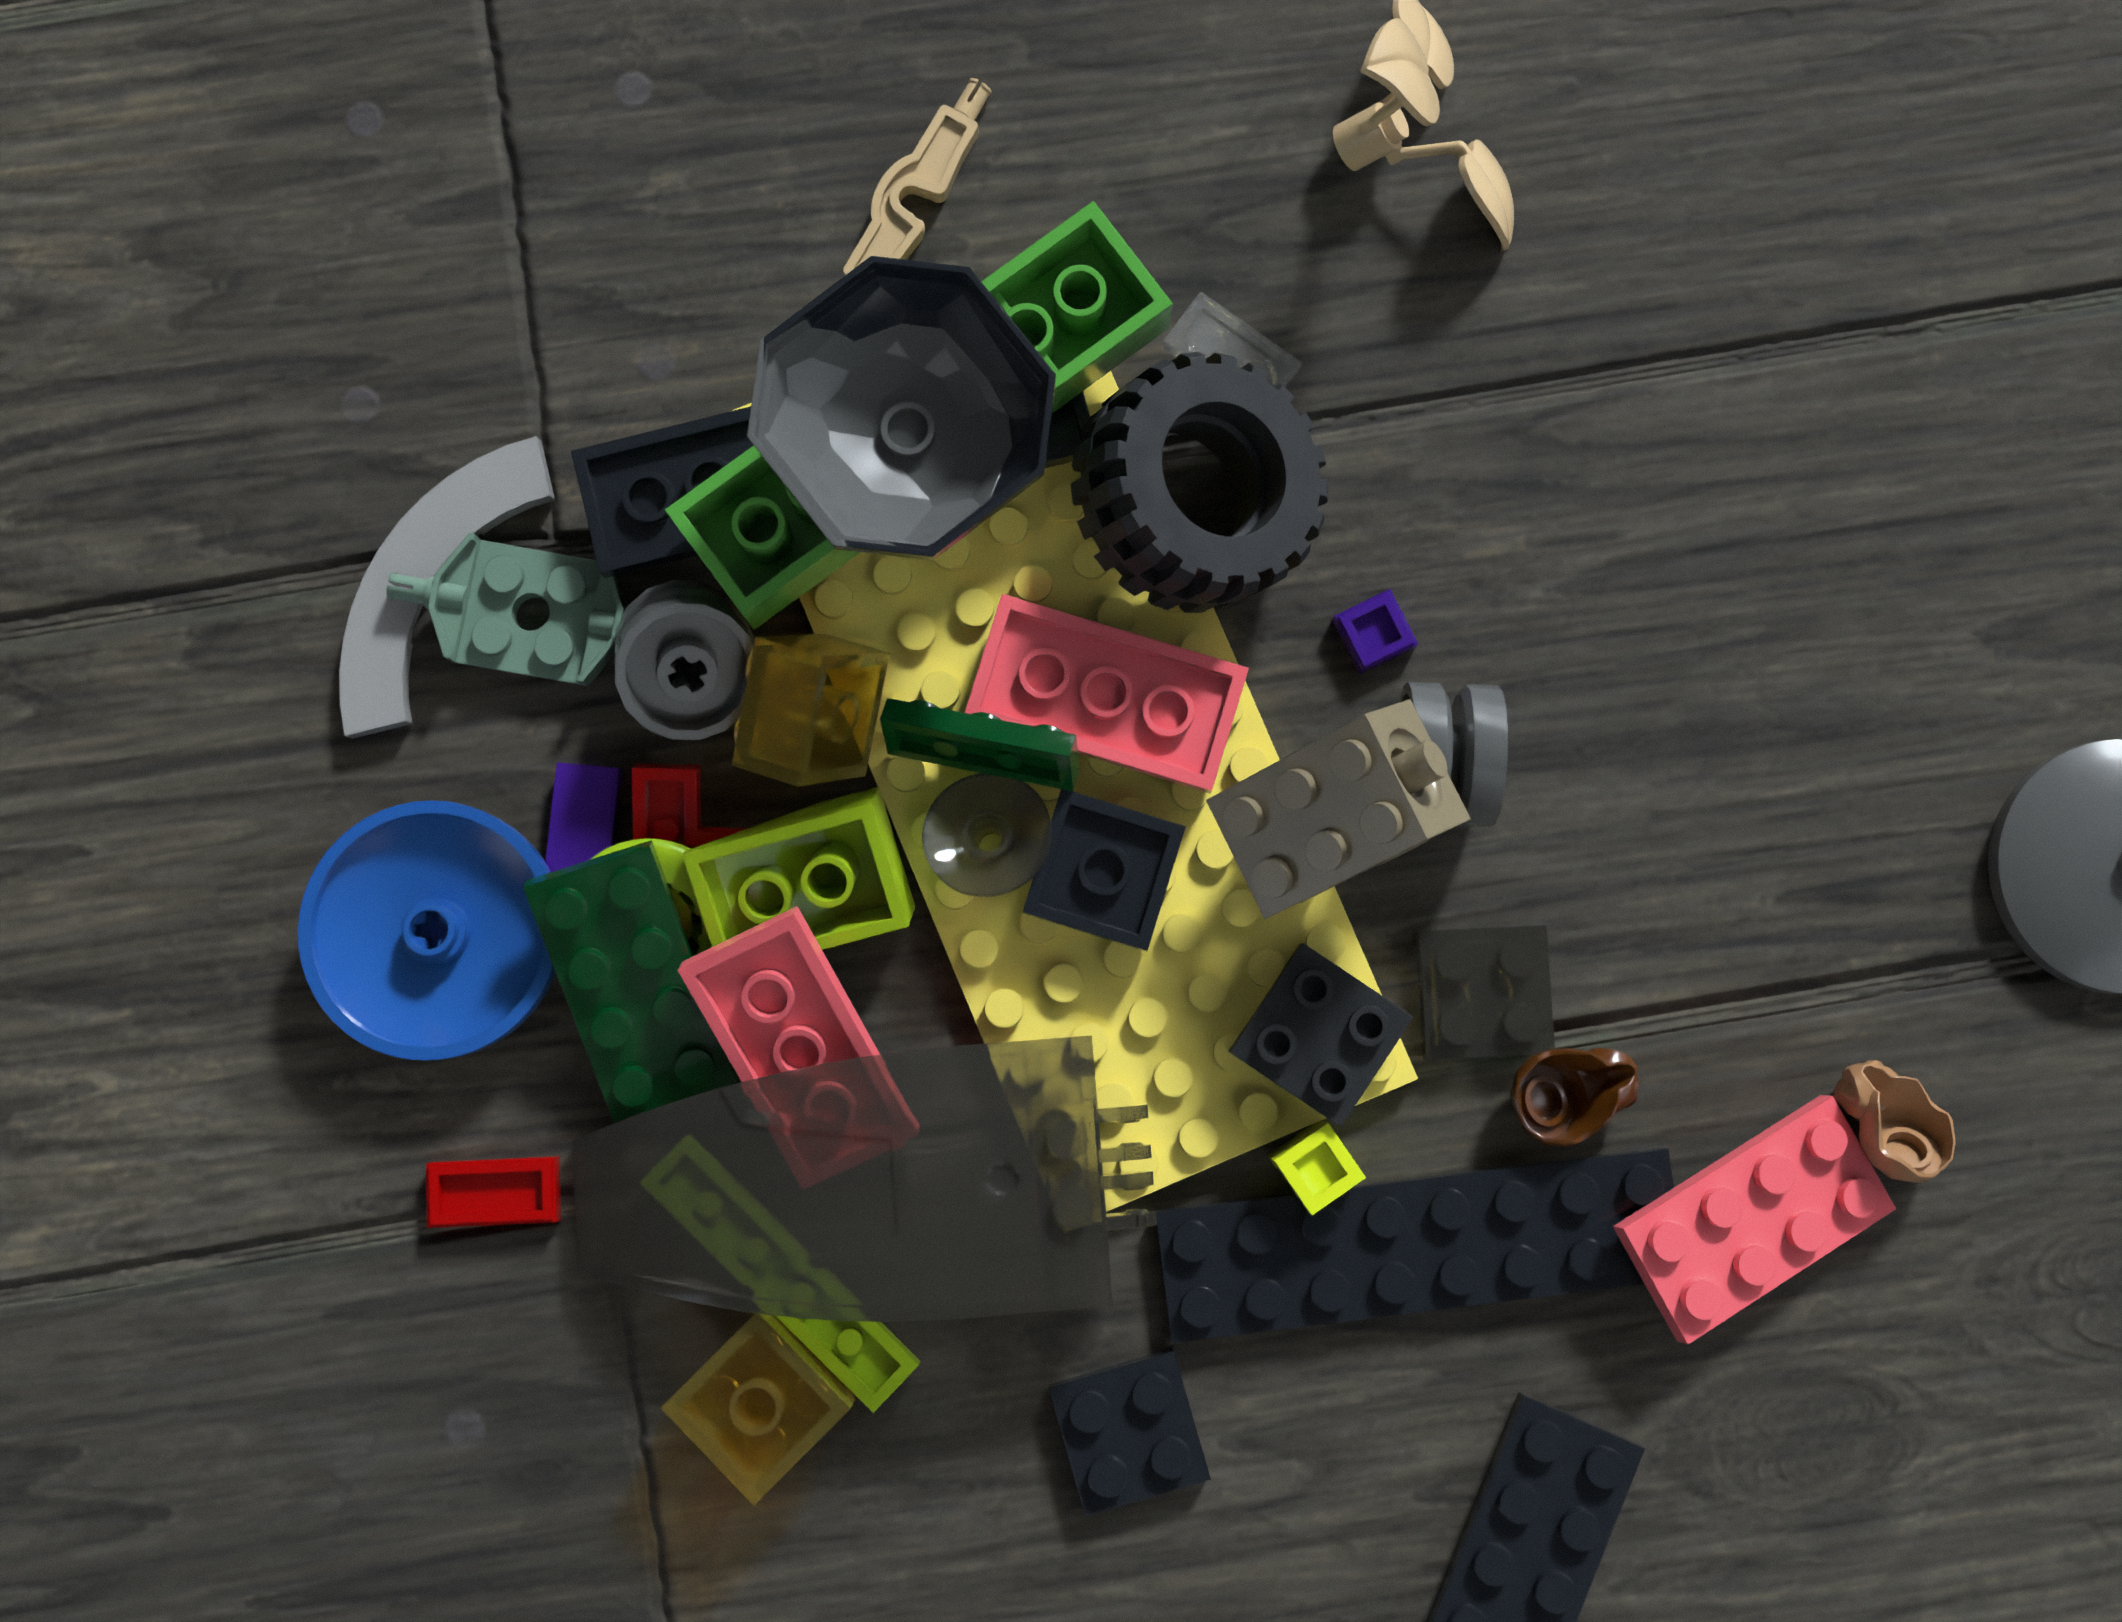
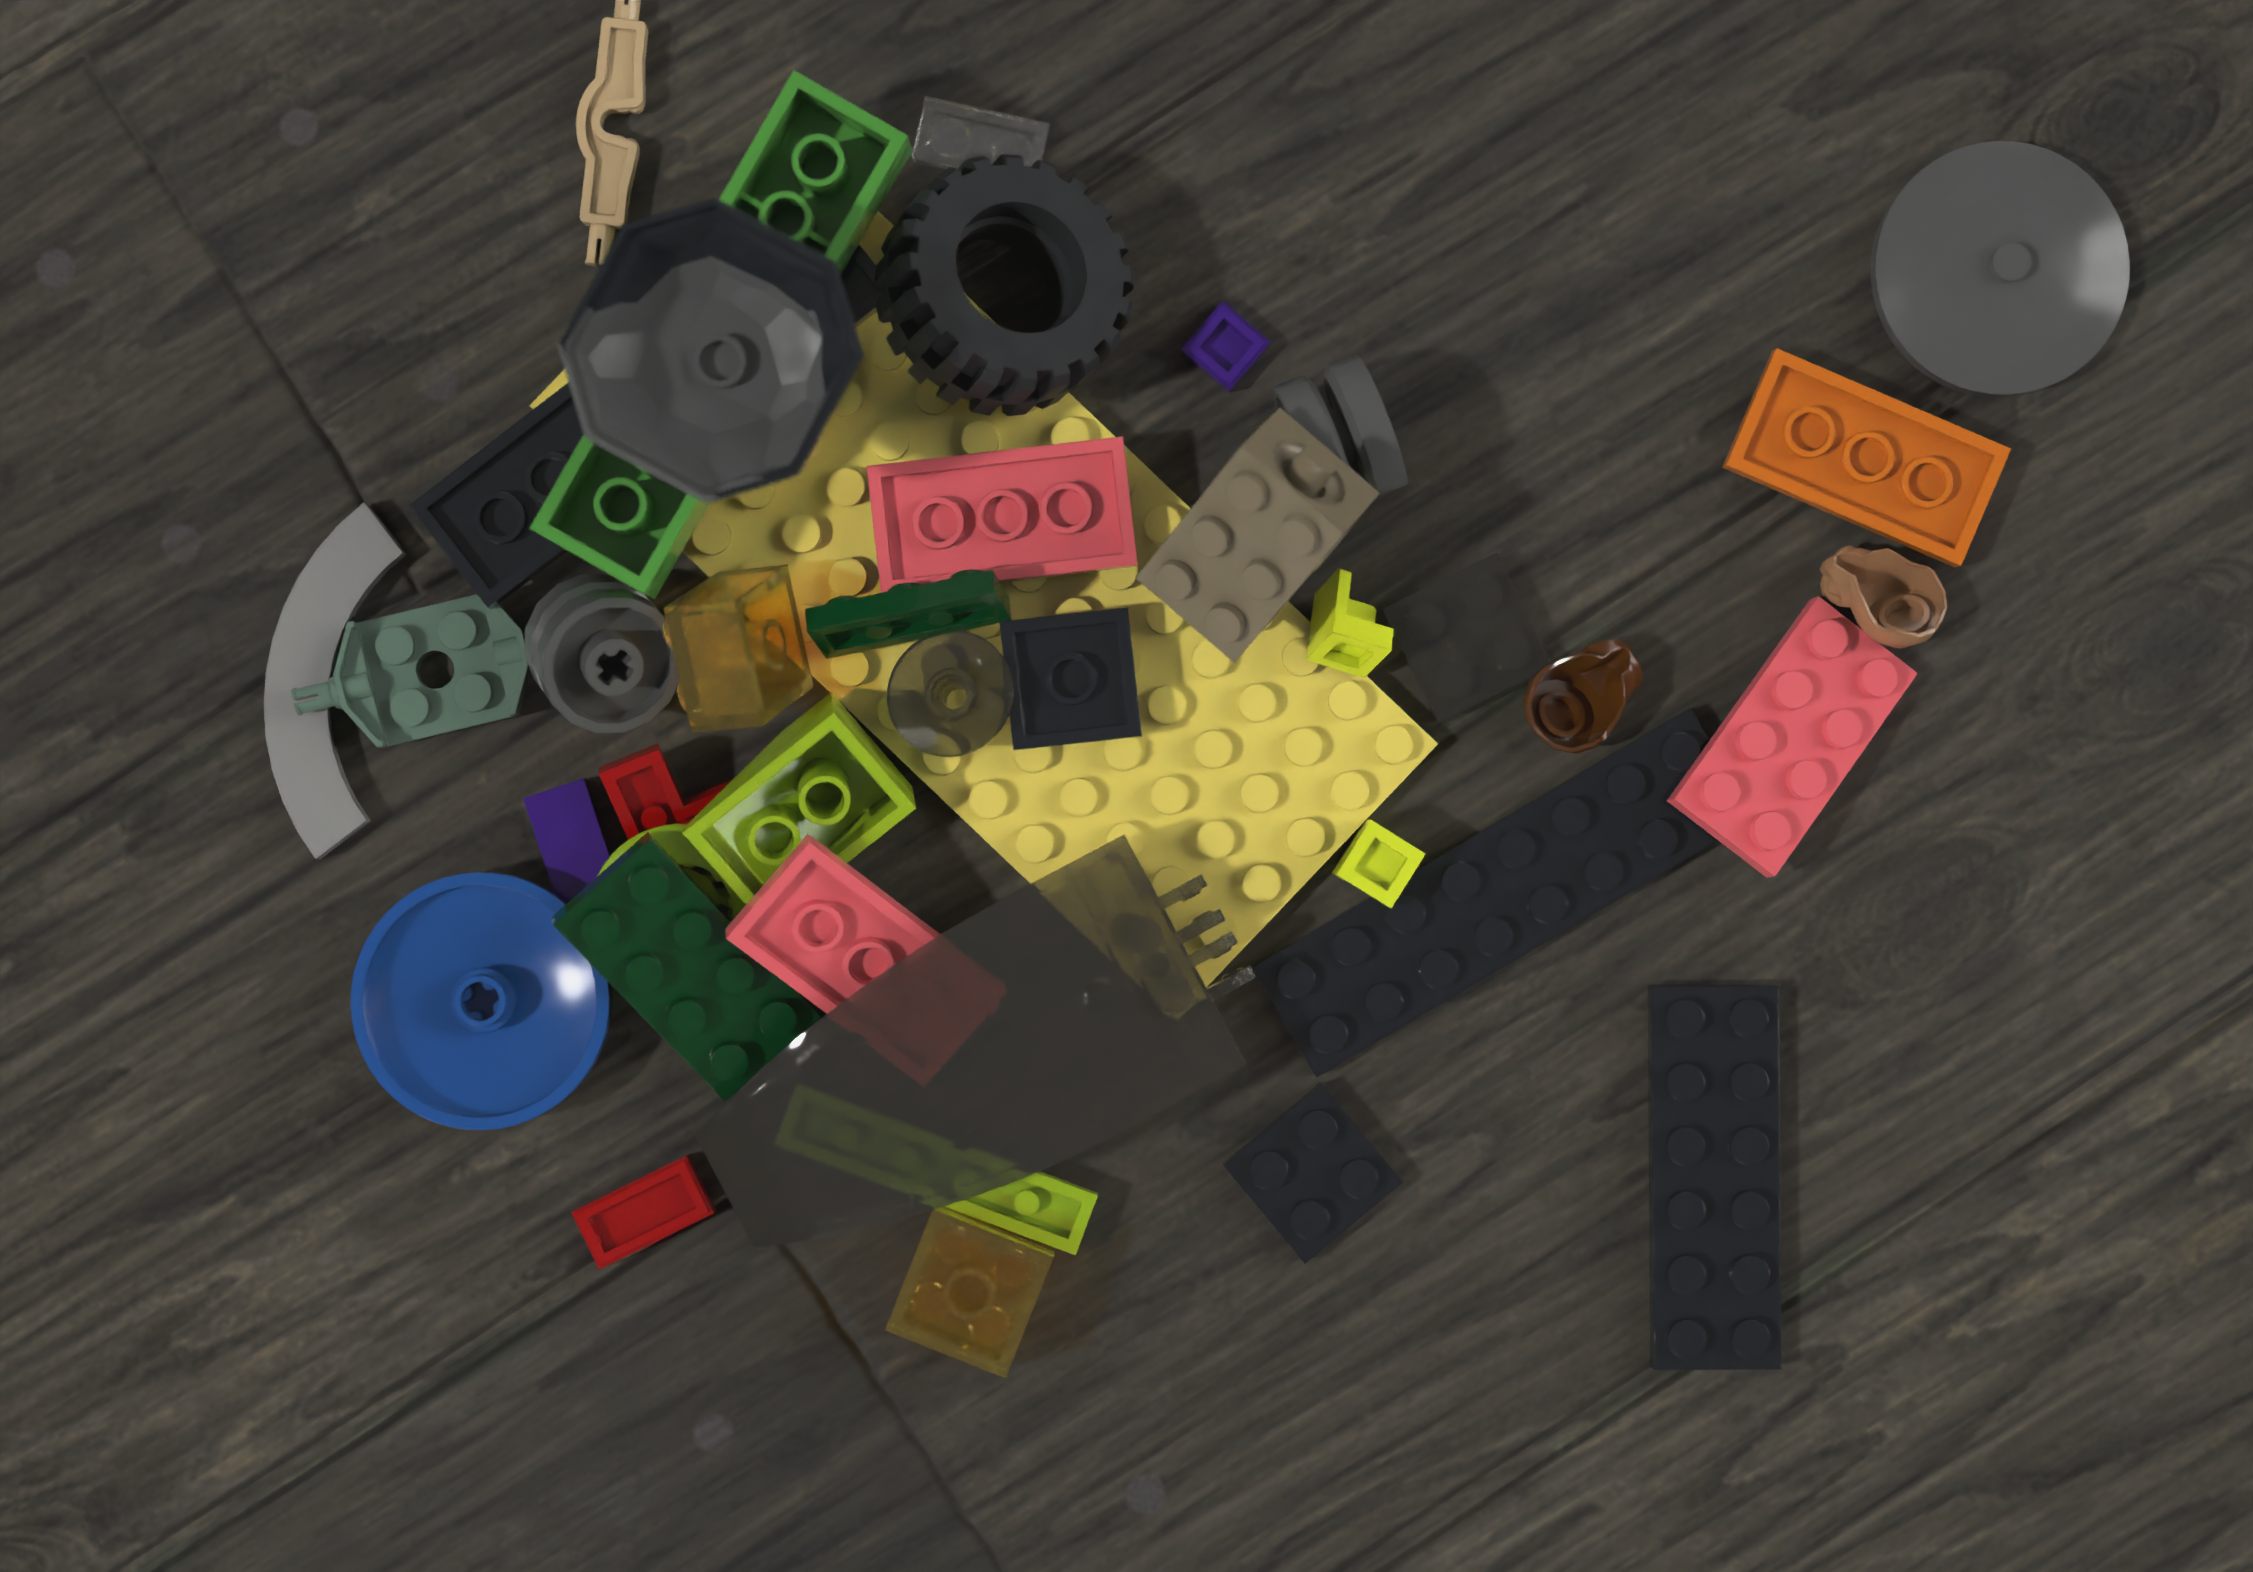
camera: 25 degrees left, 5 degrees up
(1321, 1034) = (1330, 743): black brick -> none
(1377, 937) = (1345, 630): none -> neon yellow panel
(1929, 987) = (1866, 458): none -> orange plate

